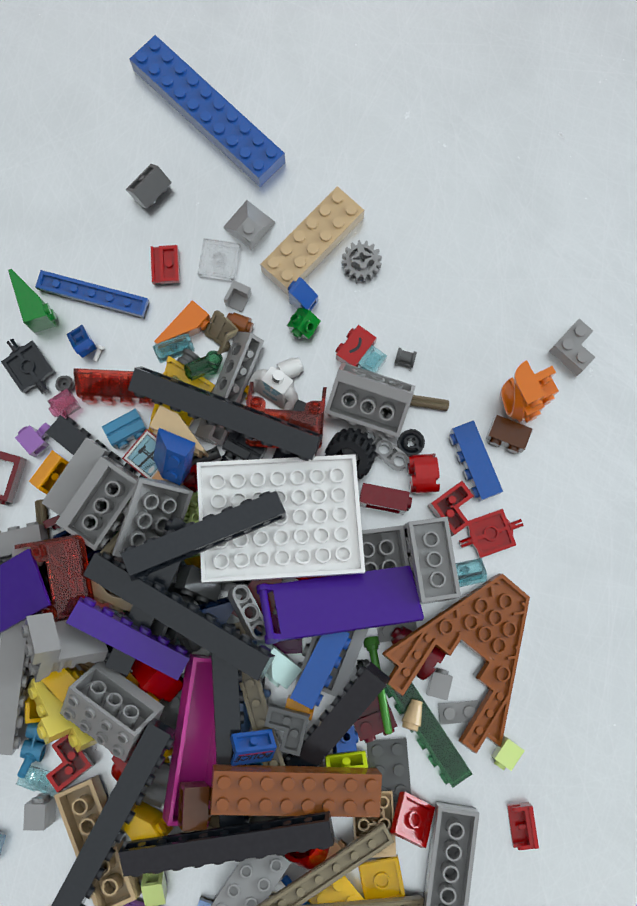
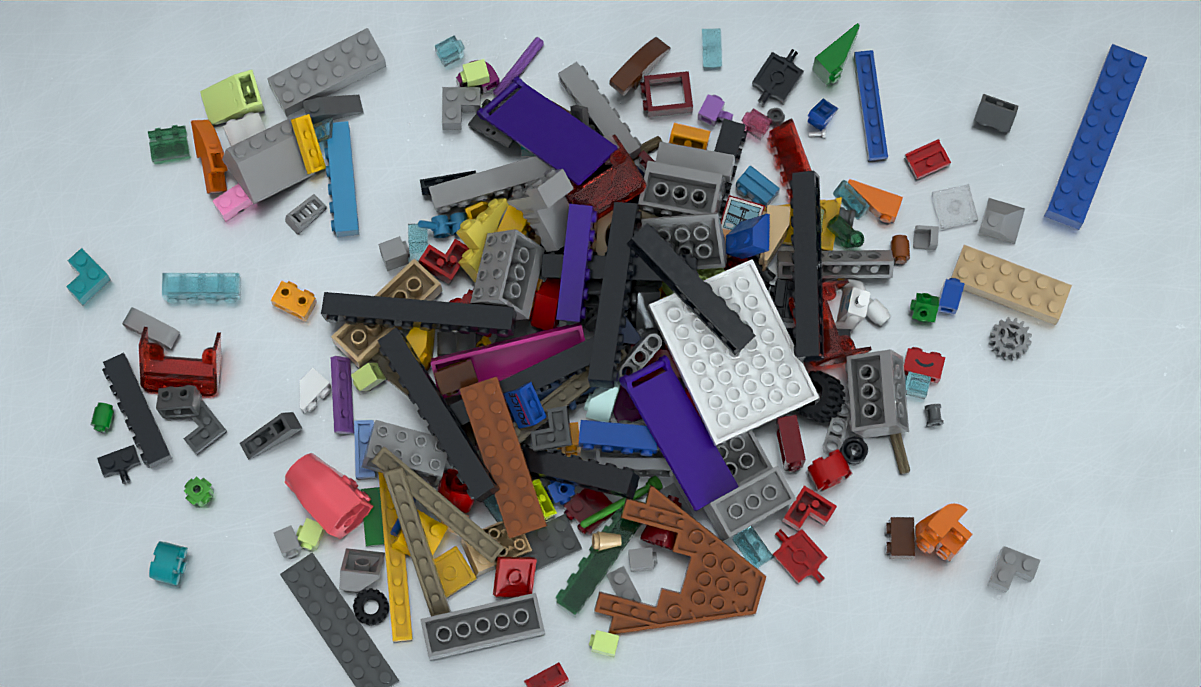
camera: 65 degrees right, 5 degrees down
(217, 331) = (885, 232): dark tan piece -> none
(475, 460) = (862, 517): blue brick -> none

